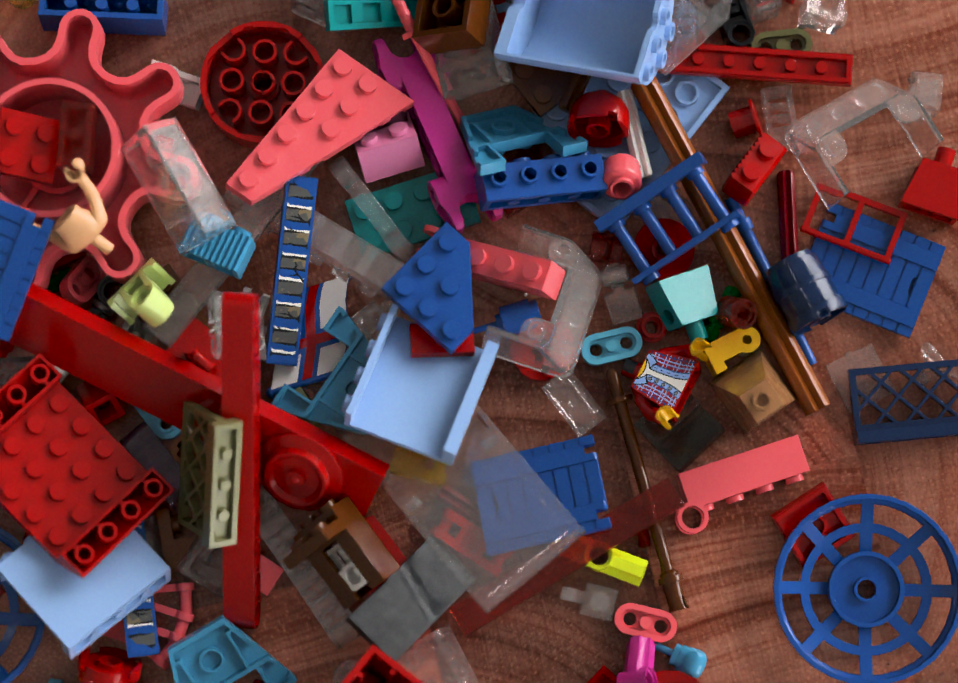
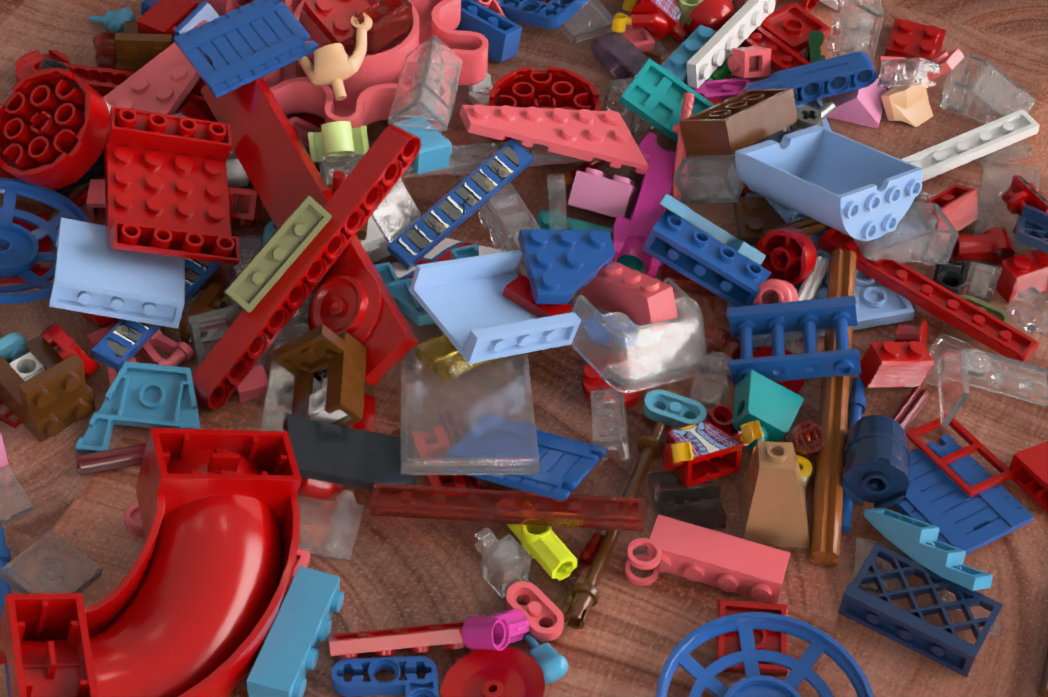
camera: 35 degrees right, 35 degrees down
(879, 343) = (920, 543): none -> dark azure slope

